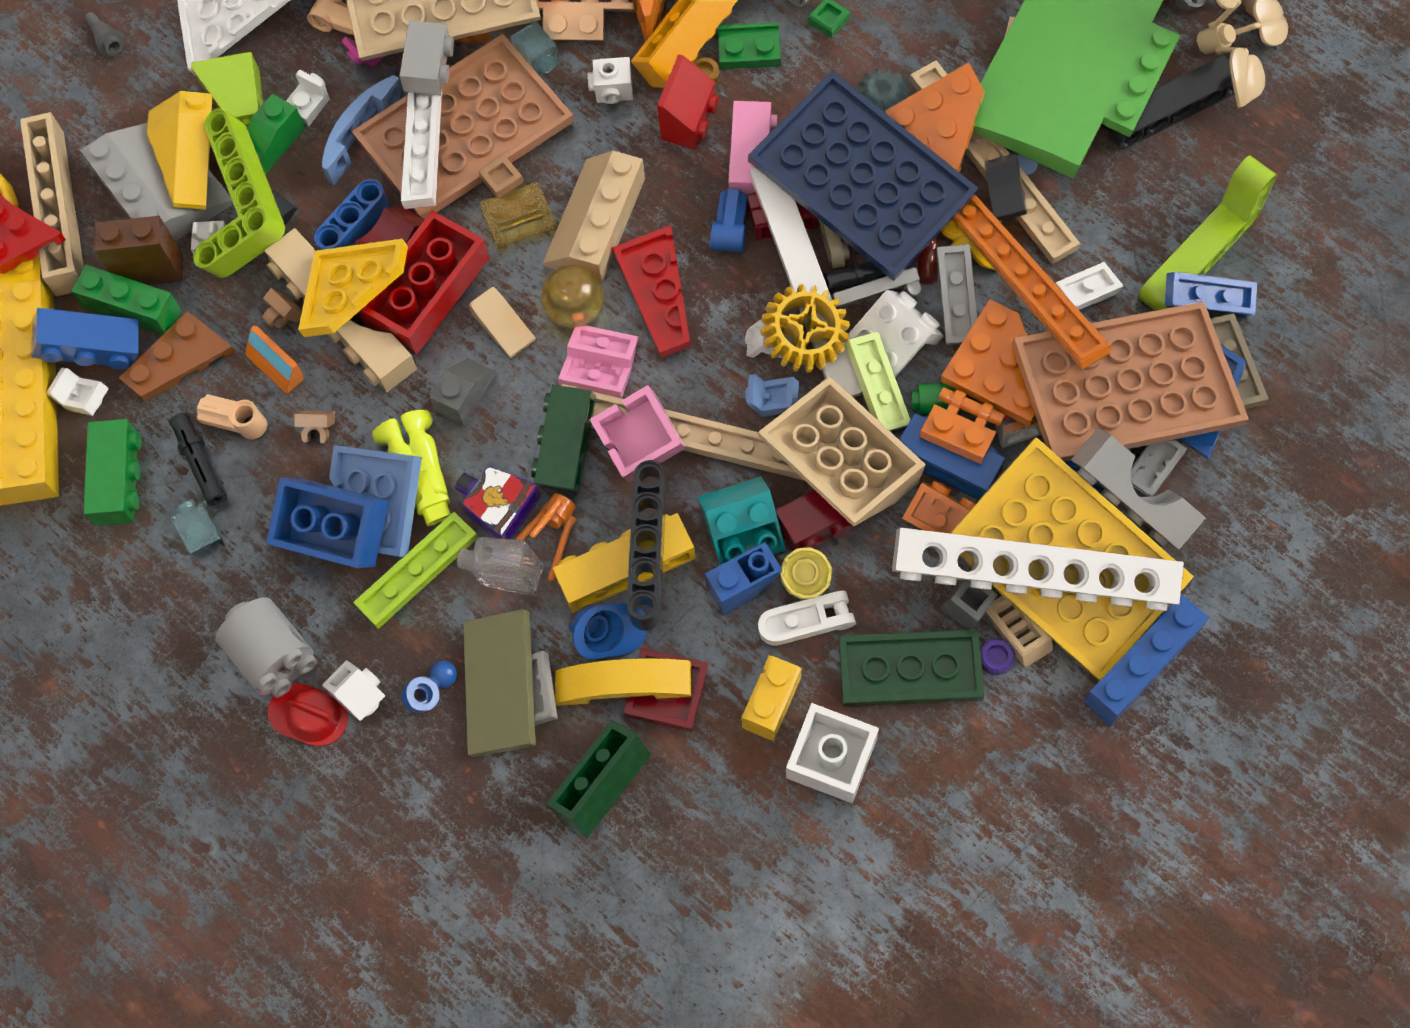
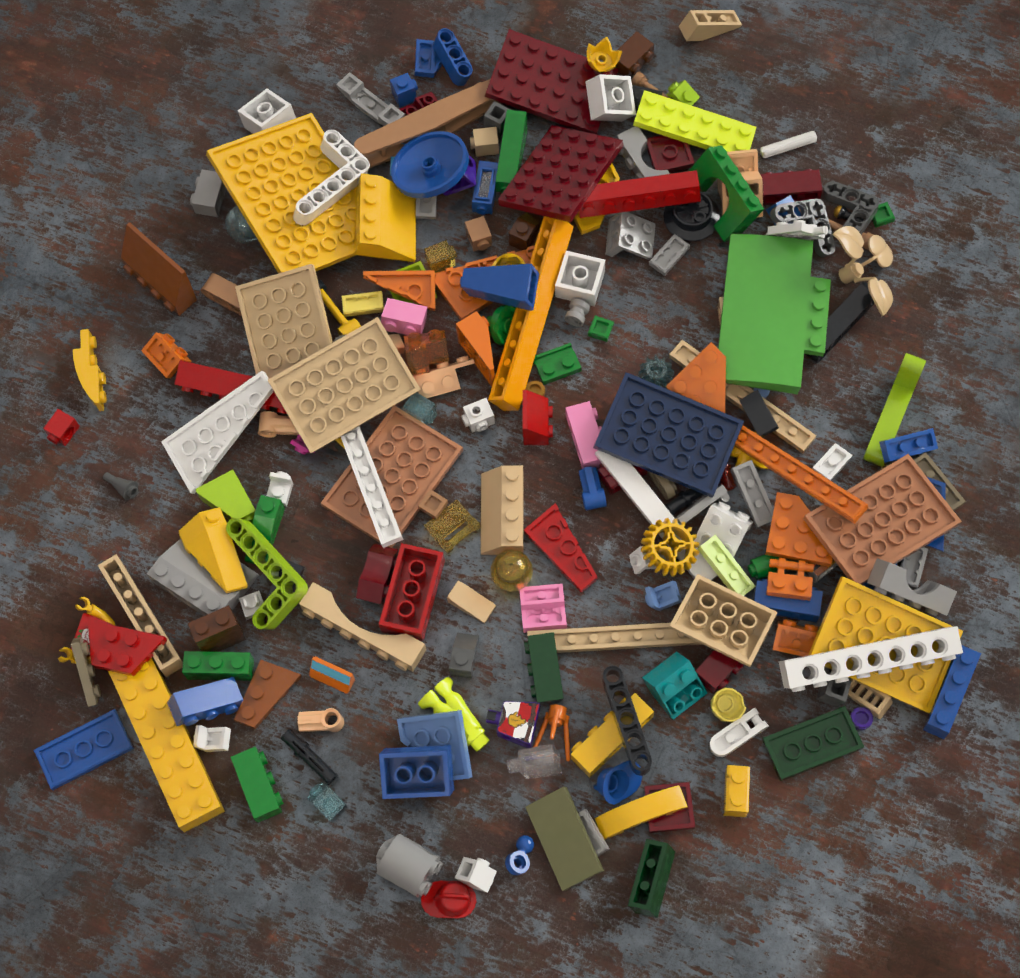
camera: 20 degrees left, 0 degrees up
(282, 309) = (324, 639): medium nougat tile -> none
(314, 420) = (375, 706): medium nougat tile -> none
(346, 281) = (366, 609): yellow plate -> none
(354, 207) = (346, 554): blue beam -> none
(373, 100) = (329, 475): medium blue slope -> none
(415, 570) = (481, 783): lime plate -> none
(426, 57) = (358, 441): light grey brick -> none
(639, 434) = (593, 650): bright pink piece -> none
(742, 578) = (690, 720): blue slope -> none
(831, 753) = (787, 813): white brick -> none

